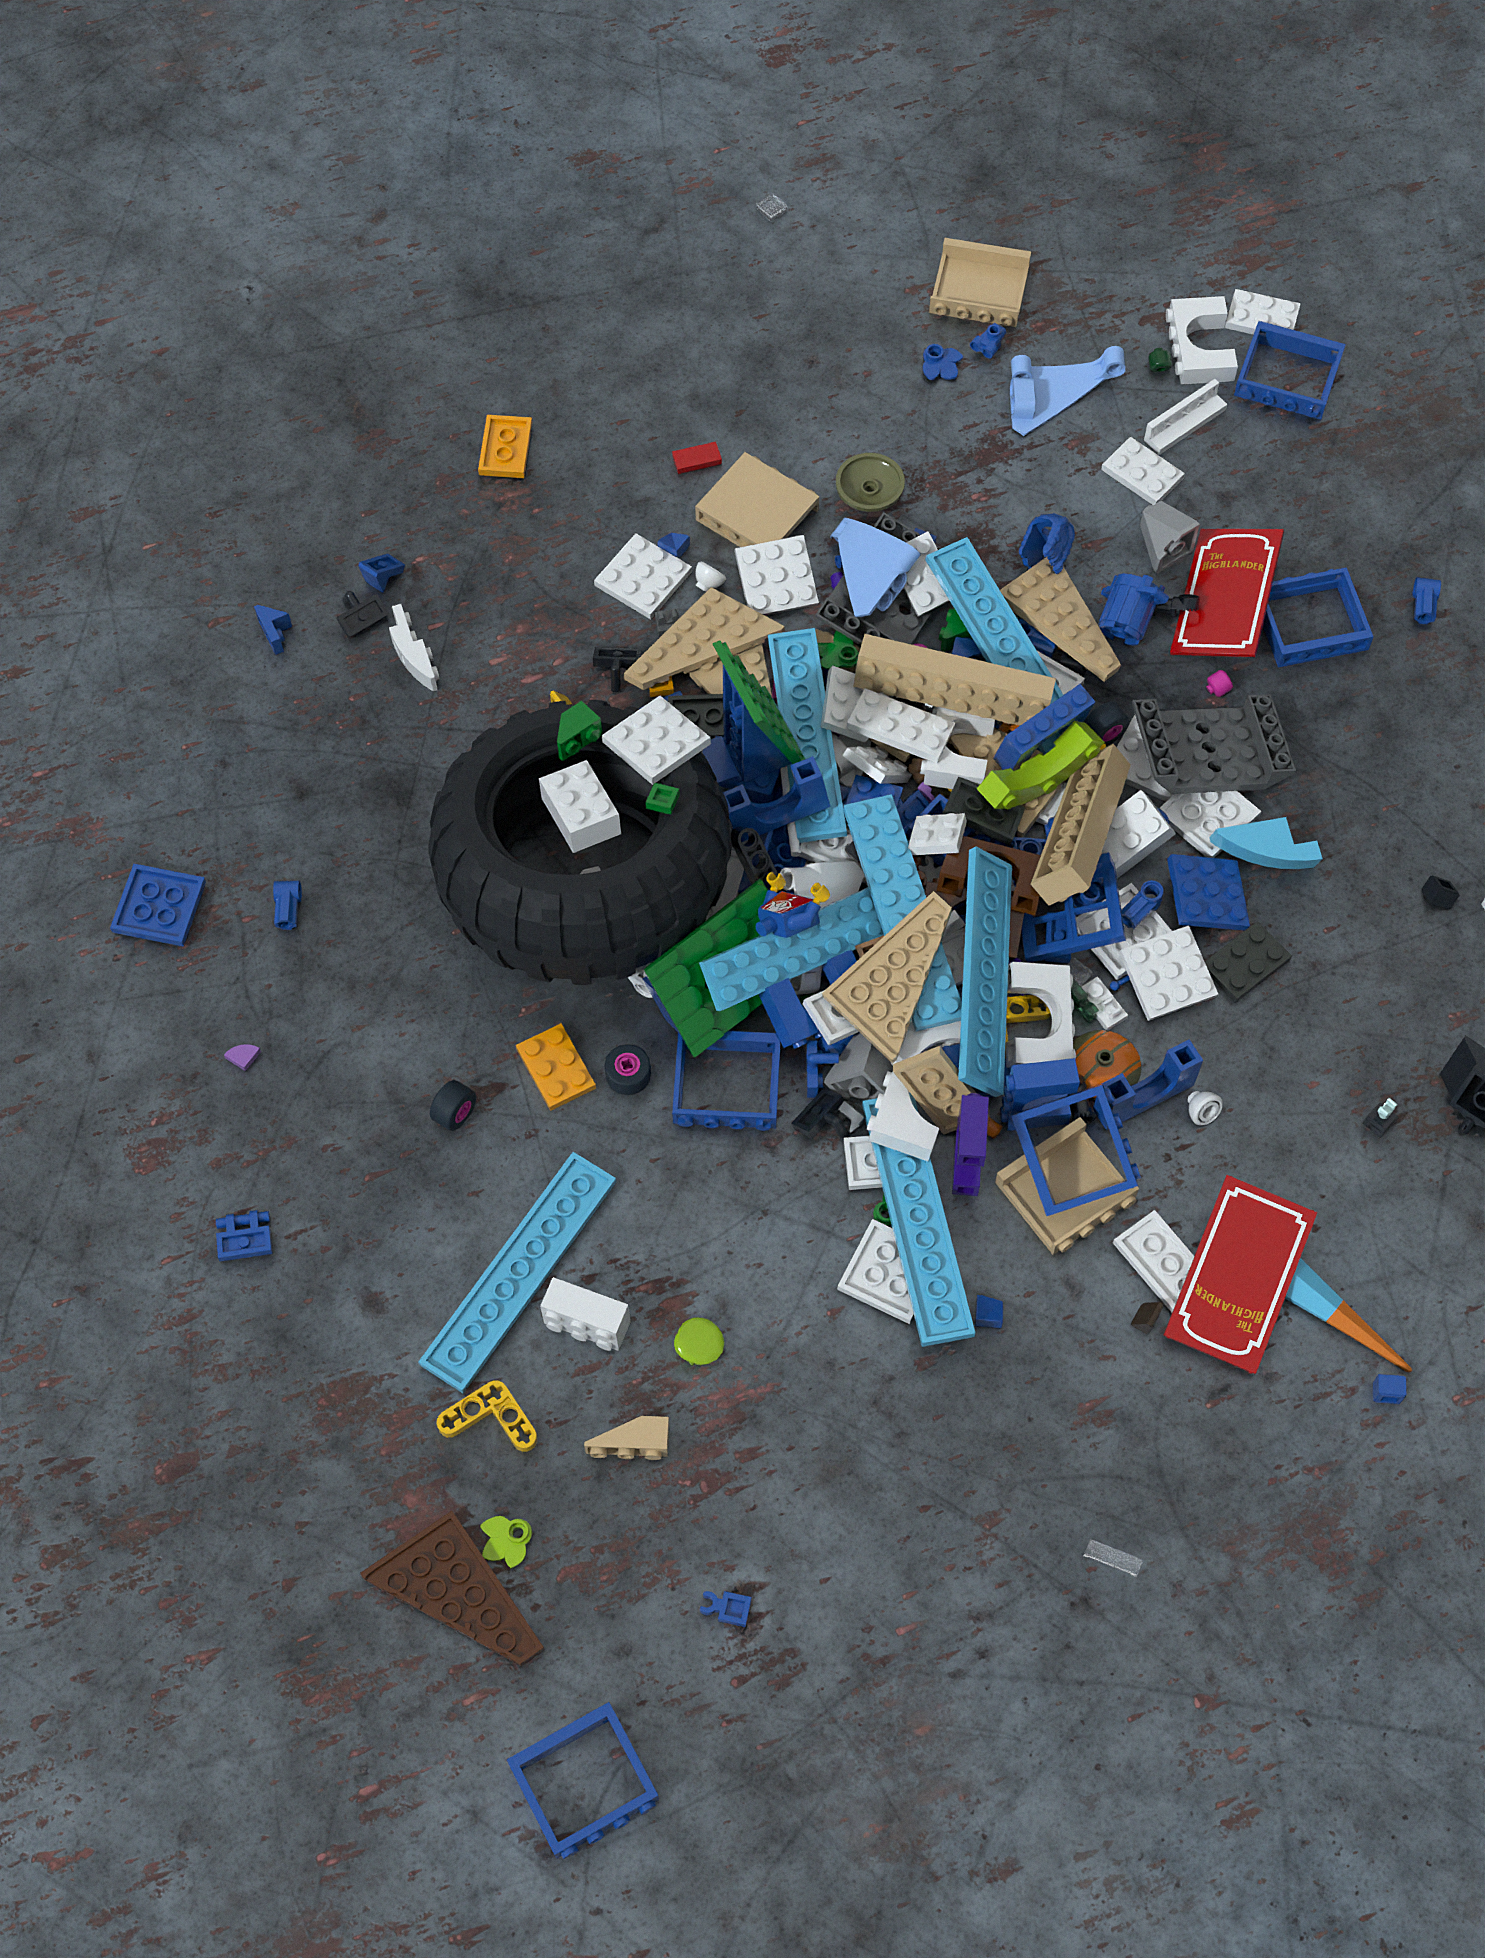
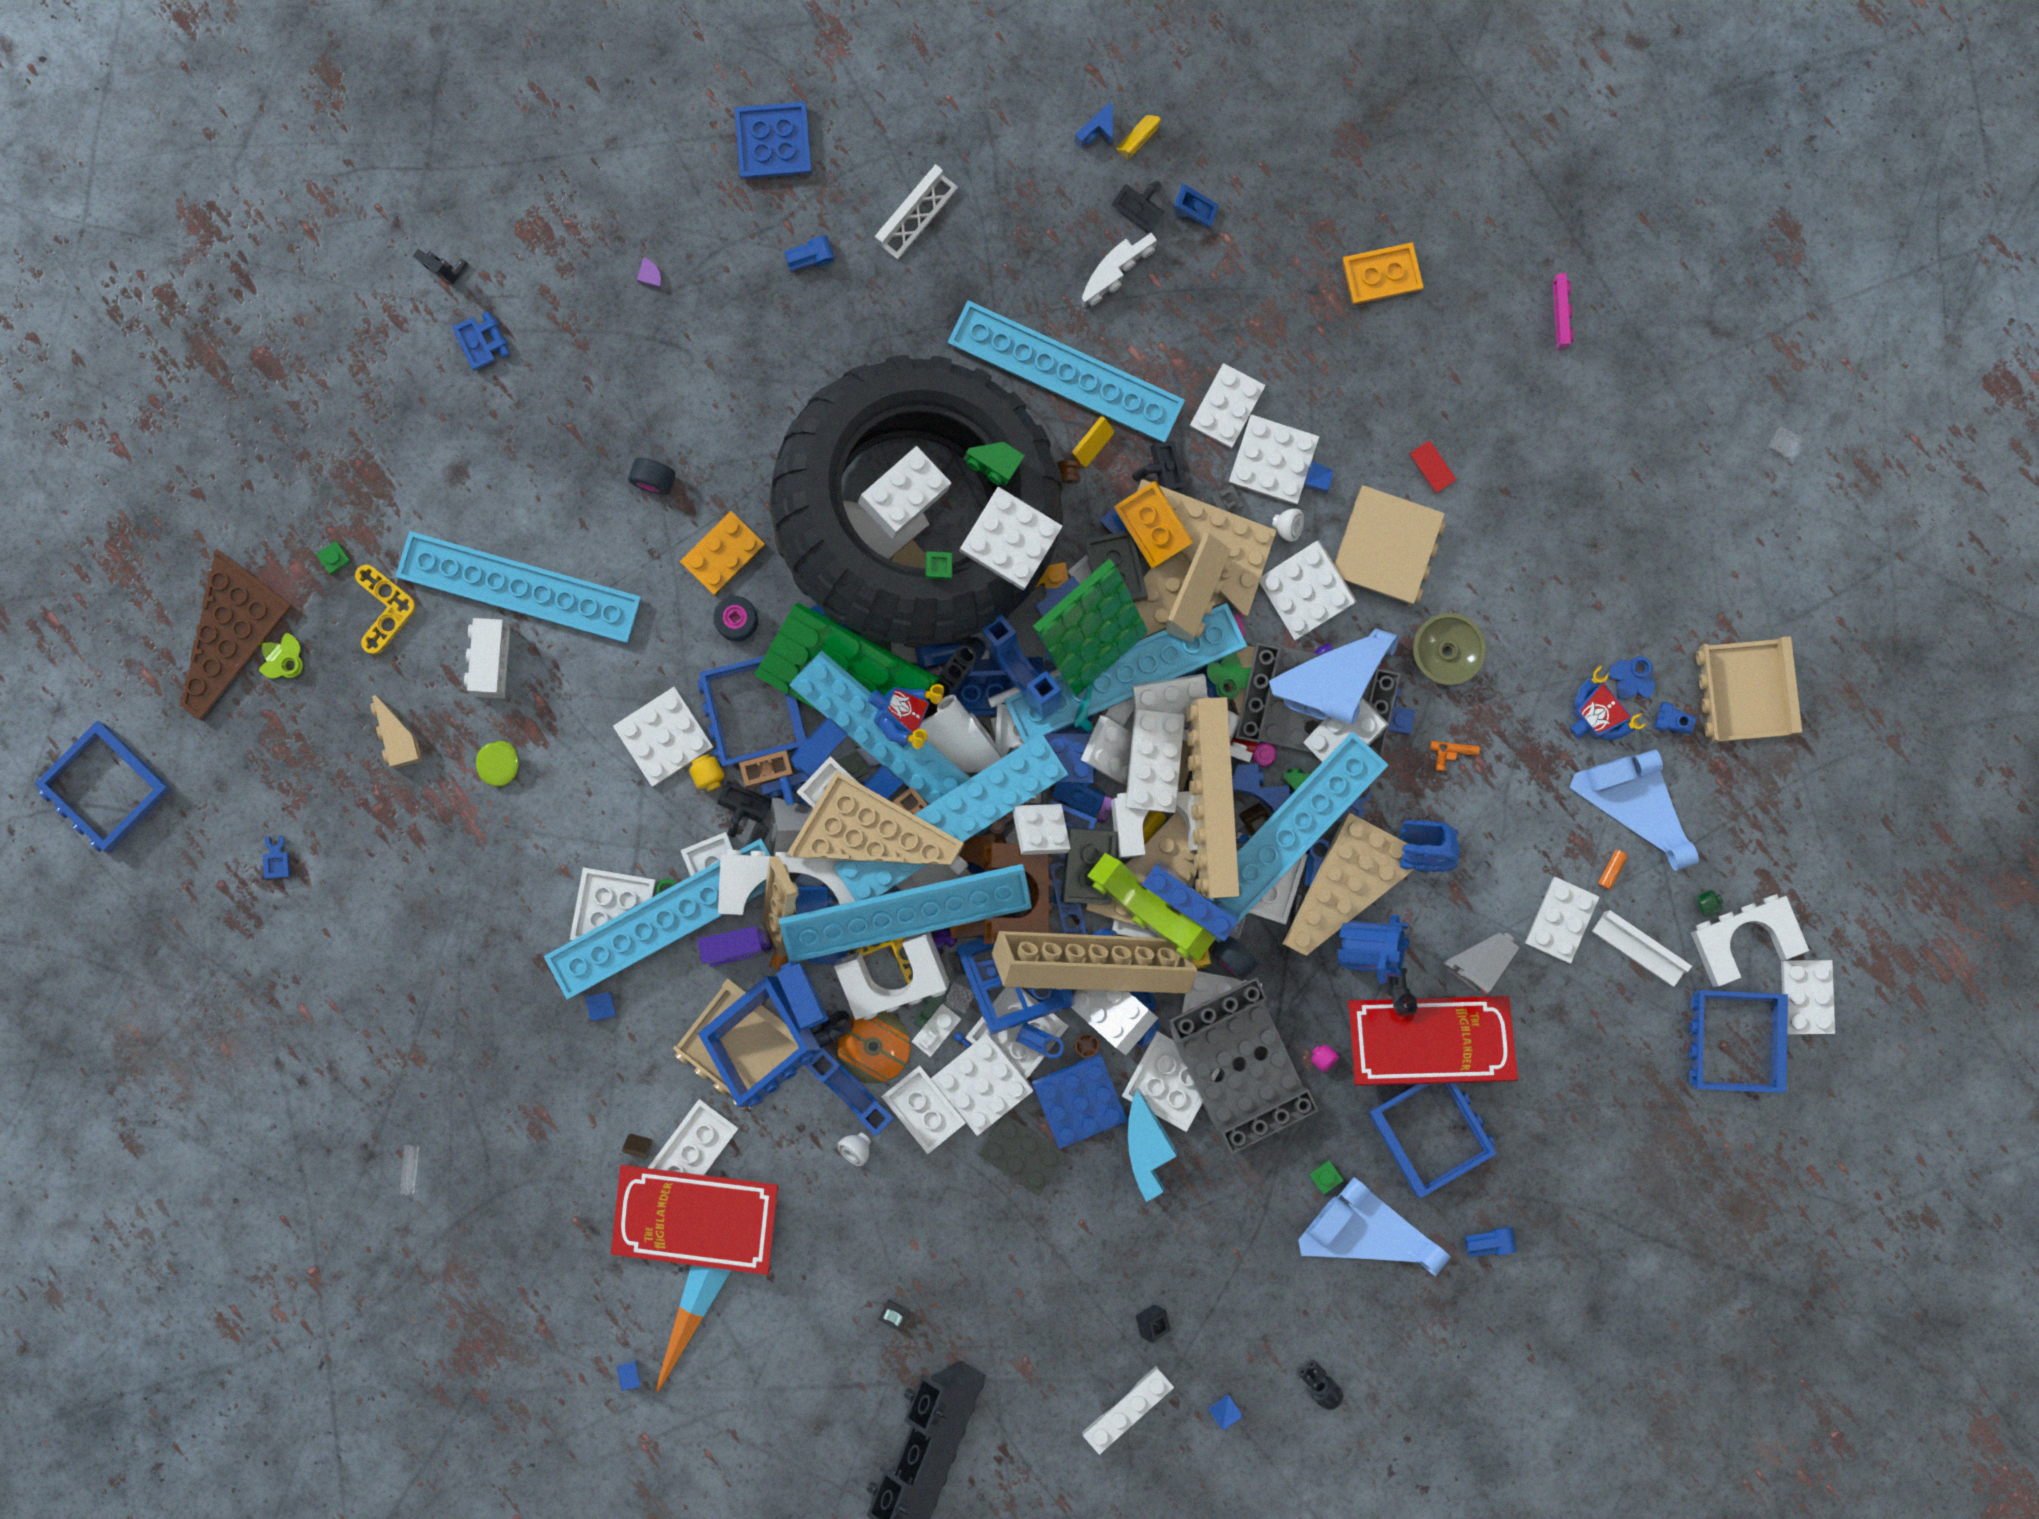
camera: 70 degrees right, 20 degrees up
(154, 1245) = (440, 266): none -> black plate
(282, 805) = (908, 207): none -> white fence
(294, 598) = (1138, 136): none -> yellow slope
(416, 1454) = (333, 558): none -> green plate
(522, 688) = (1066, 372): none -> medium azure plate
(578, 598) = (1227, 406): none -> white plate
(595, 325) = (1563, 311): none -> dark pink plate
(672, 670) = (1153, 524): none -> light orange plate
(724, 1174) = (663, 737): none -> white plate
(732, 885) = (935, 654): none -> blue piece
(756, 652) = (1198, 589): none -> tan slope
(776, 1140) = (706, 773): none -> yellow head
(793, 1079) = (766, 769): none -> medium nougat brick
(833, 772) = (1082, 712): none -> teal bar
(963, 513) = (1451, 752): none -> orange hose
(964, 390) = (1601, 711): none -> torso
(1108, 421) = (1613, 869): none -> orange axle
(1156, 870) = (1086, 1045): none -> reddish brown wheel
(1177, 1026) = (923, 1109): none -> white plate
(1332, 714) = (1326, 1177): none -> green plate
(1388, 696) = (1366, 1228): none -> light blue panel

